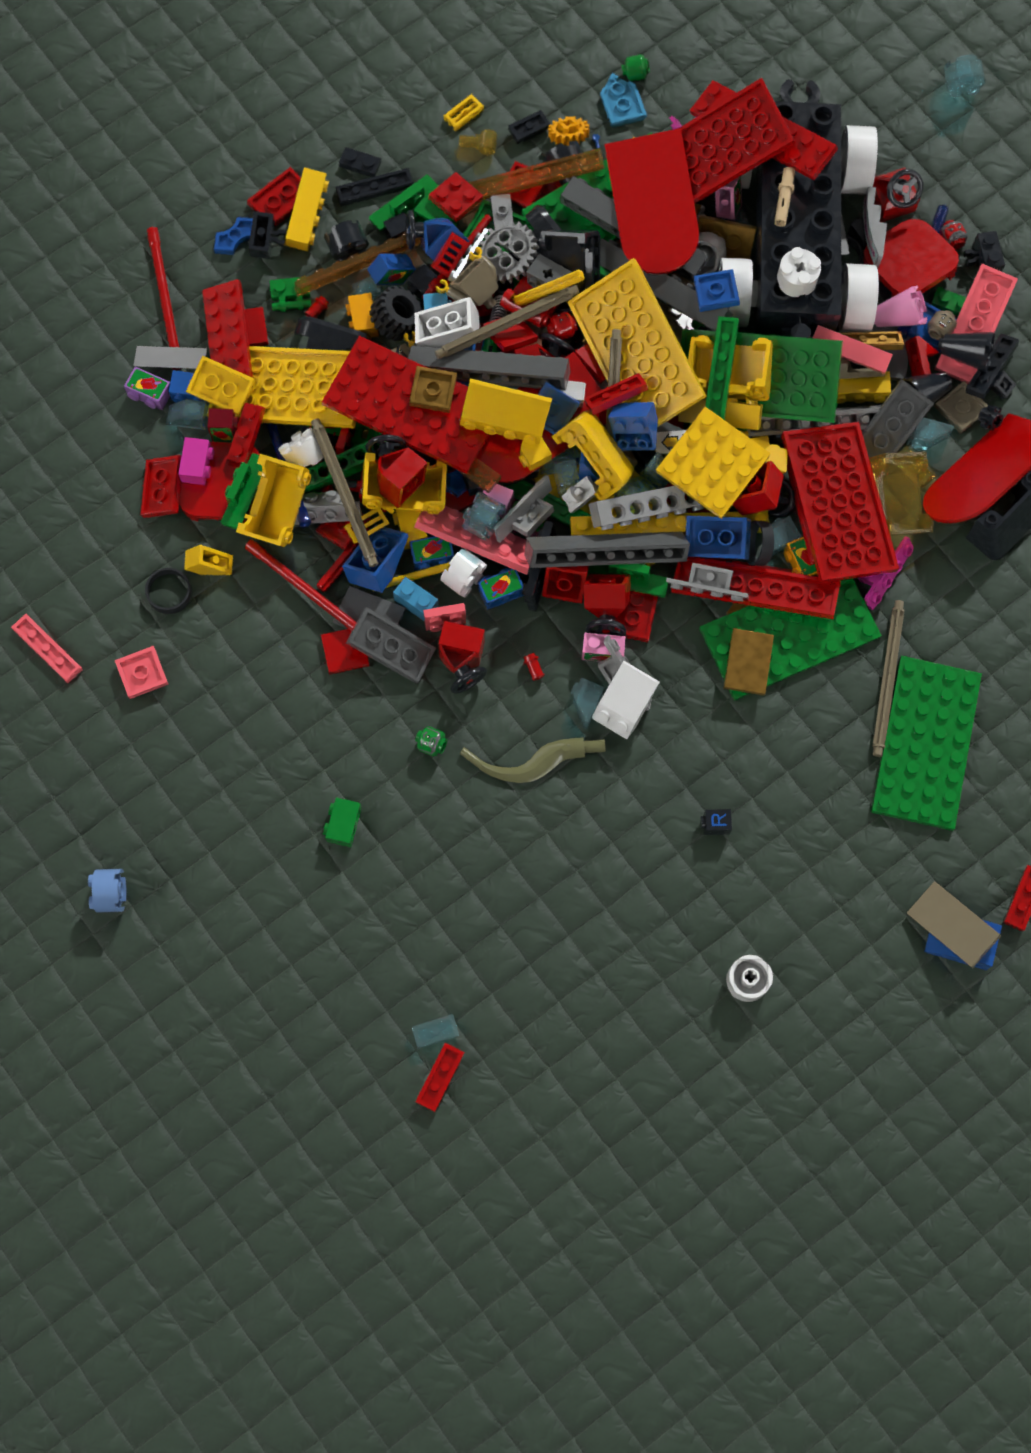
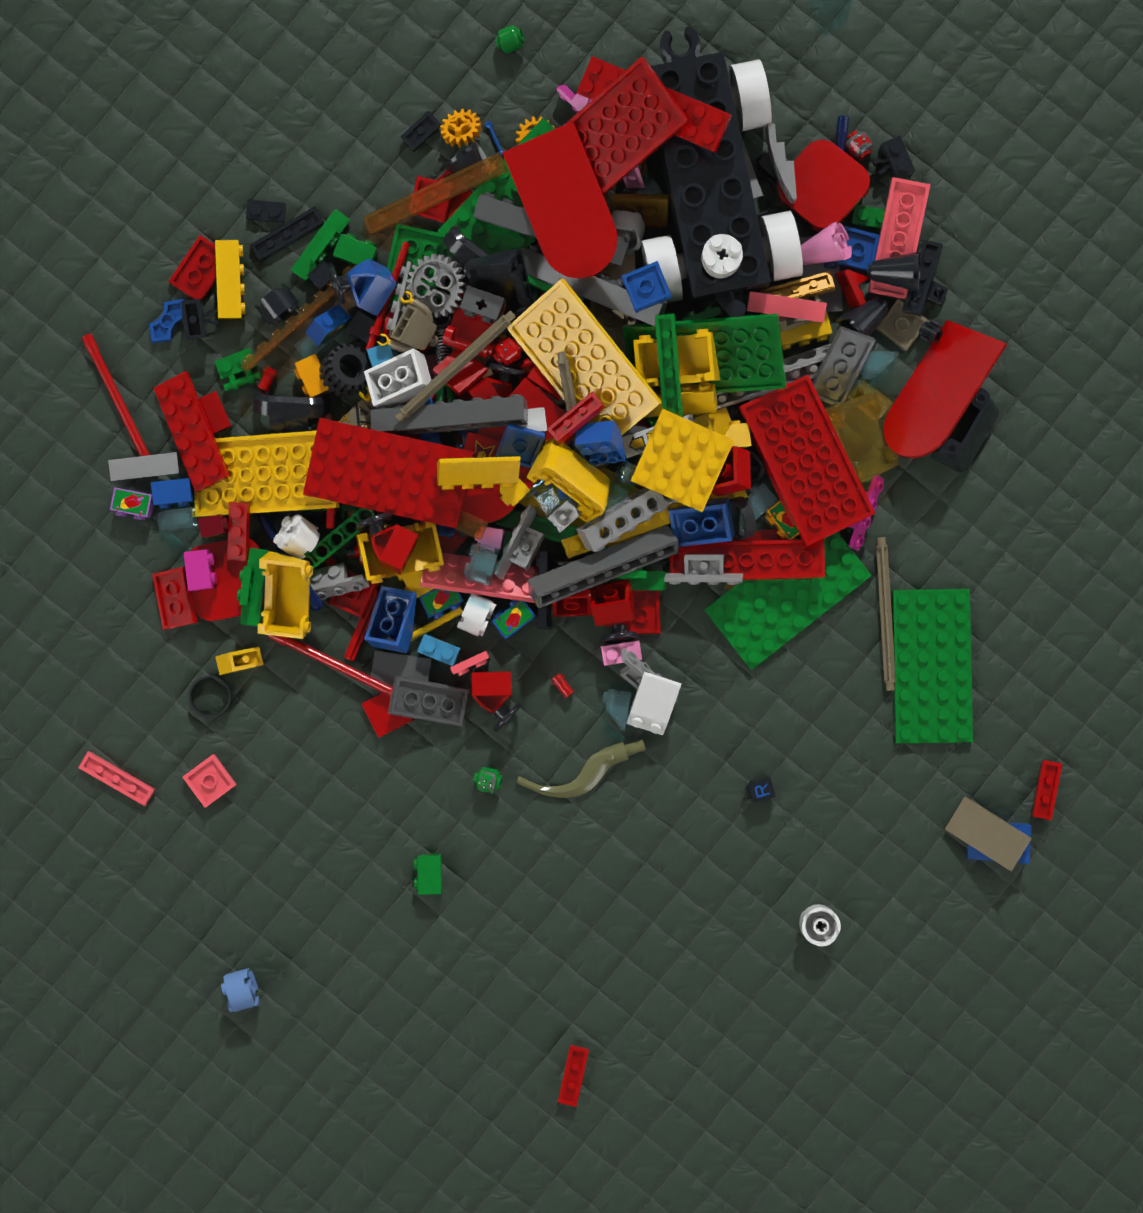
camera: 10 degrees left, 15 degrees up
(221, 385) = (201, 489): yellow tile -> none
(344, 493) = (347, 572): dark tan piece -> none
(381, 516) = (364, 604): yellow tile -> none
(433, 389) = (403, 457): pearl gold tile -> none
(435, 1031) = (559, 1037): clear light blue plate -> none
(451, 265) = (373, 310): red slope -> none
(455, 197) = (370, 232): red plate -> none
(466, 114) = (344, 143): yellow tile -> none
(483, 142) = (381, 159): clear yellow pin -> none
(501, 209) = (419, 236): light grey plate -> none
(549, 288) = (486, 321): yellow axle -> none
(622, 102) = (504, 78): dark azure tile -> none
(748, 661) = (756, 634): pearl gold tile -> none
(785, 189) = (690, 174): tan pin -> none
(897, 193) = (795, 117): piece -> none
(941, 323) = (866, 249): dark tan head -> none

